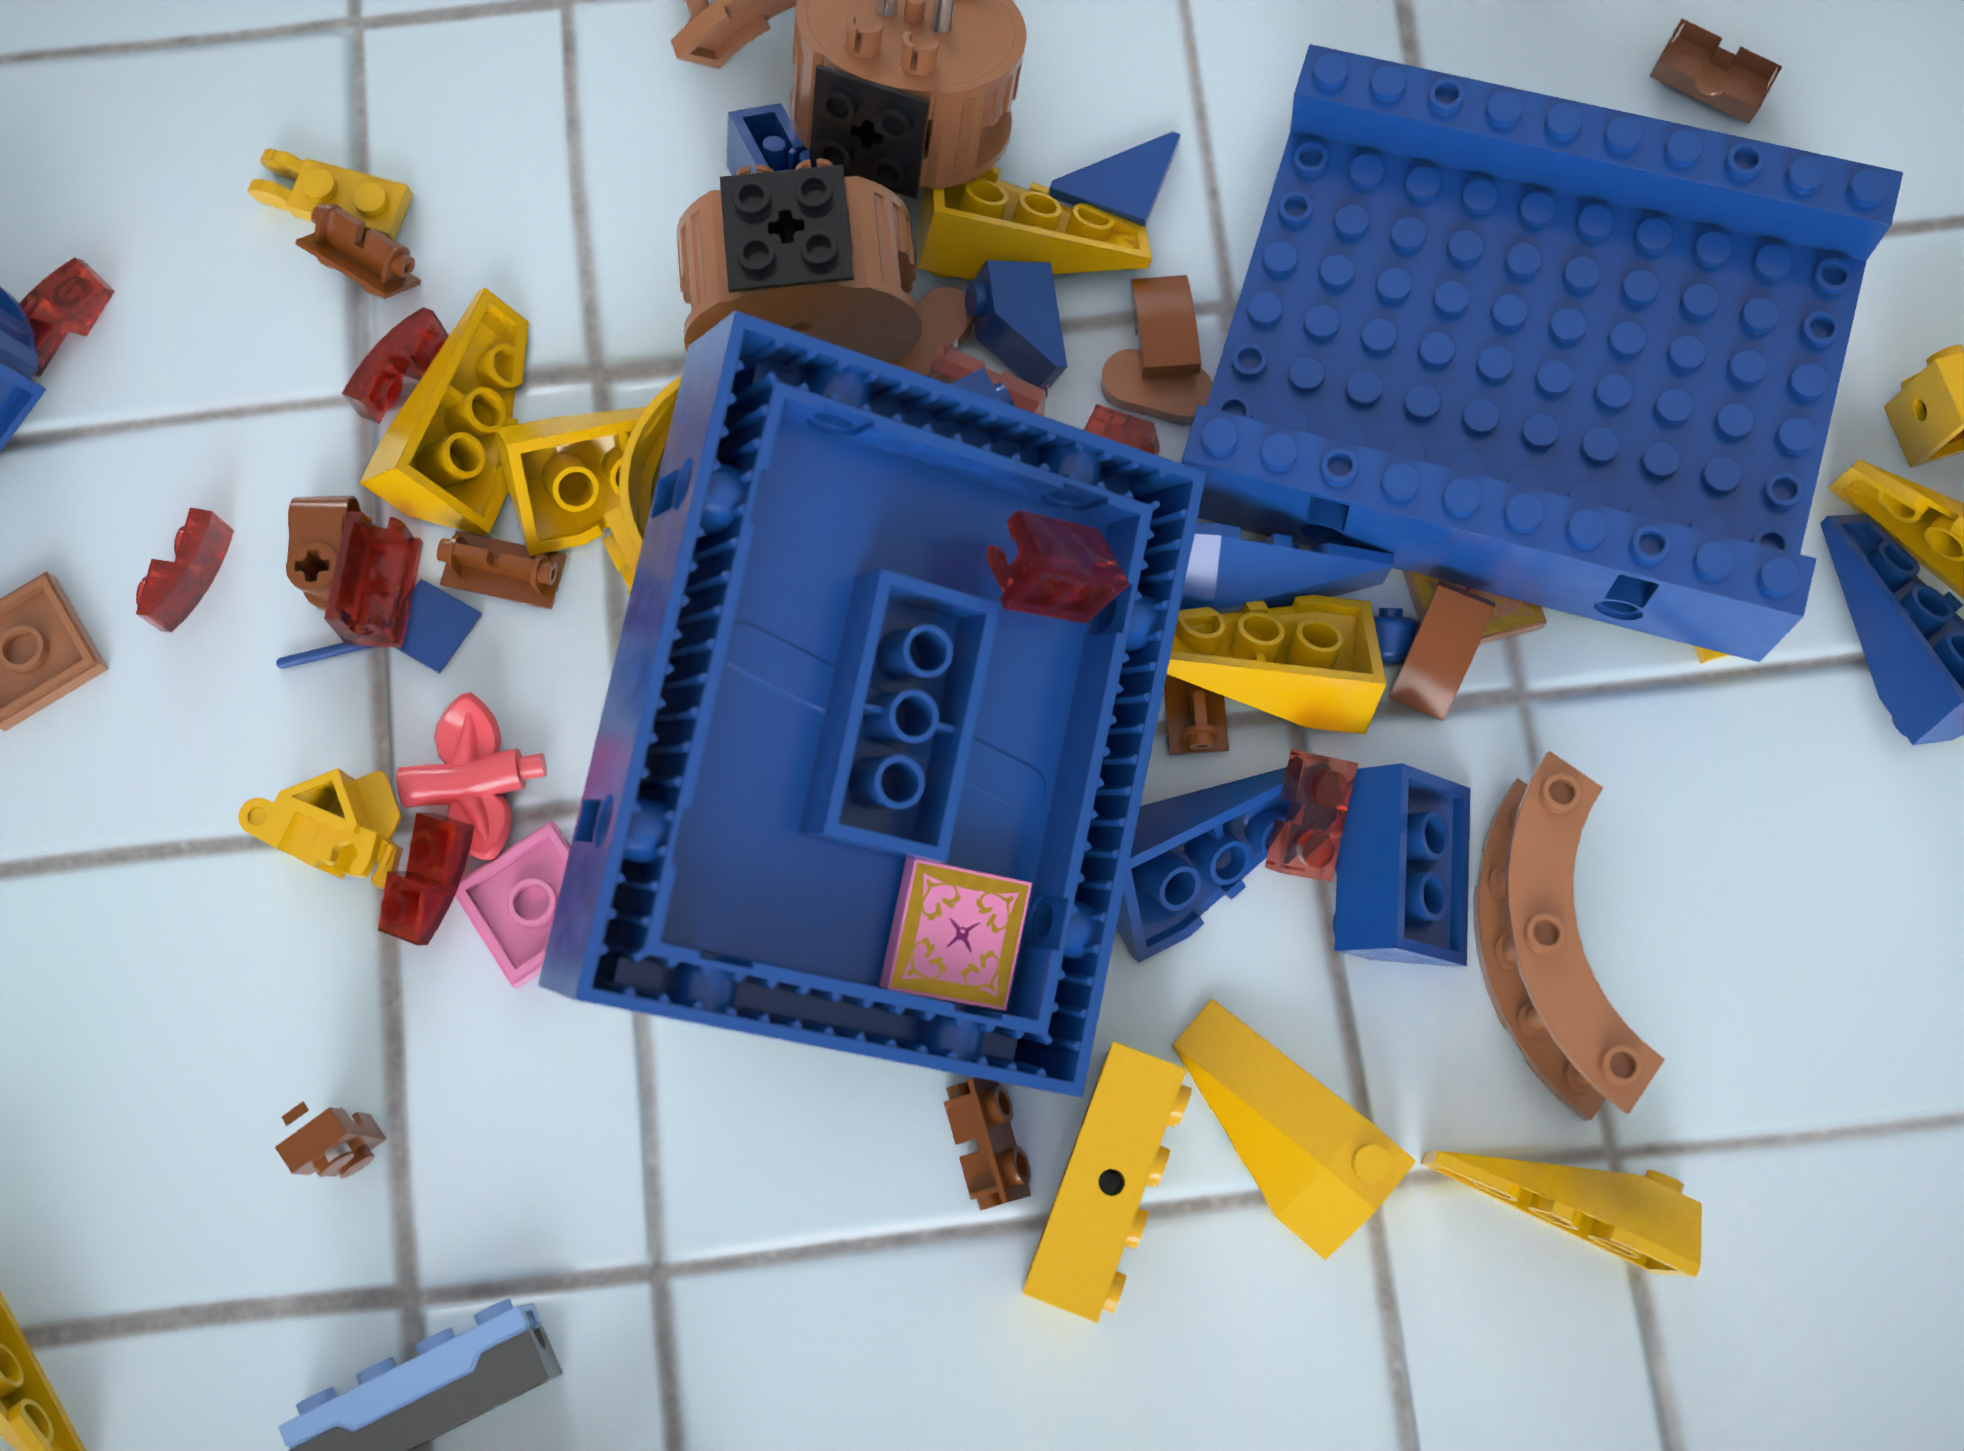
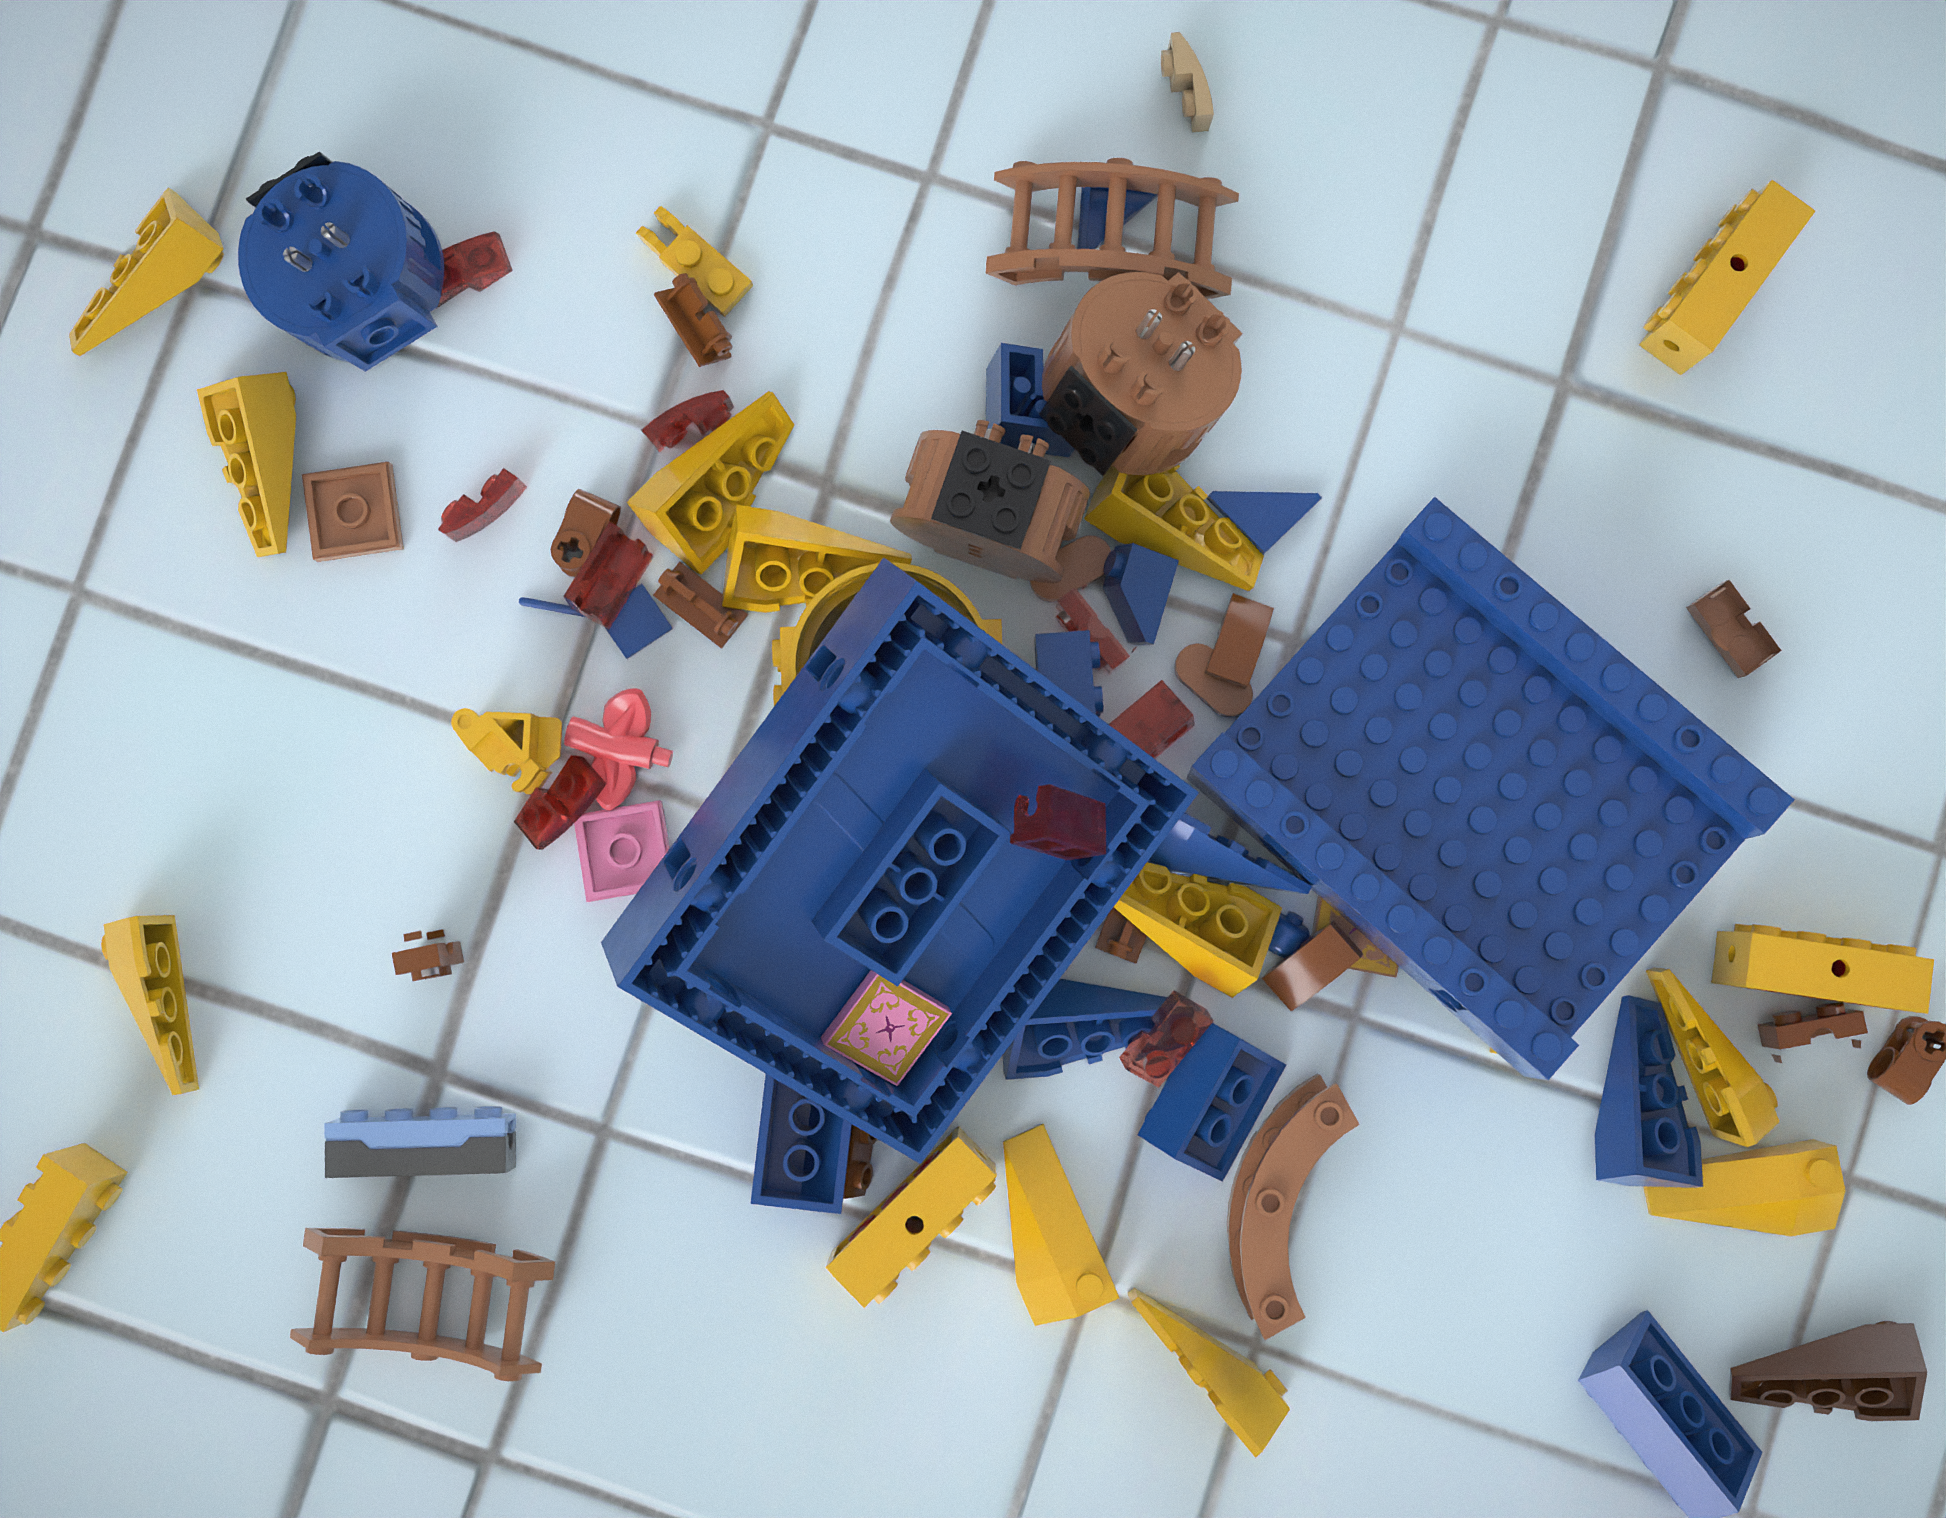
camera: 20 degrees right, 10 degrees up
(916, 1151) = (799, 1153): none -> blue slope

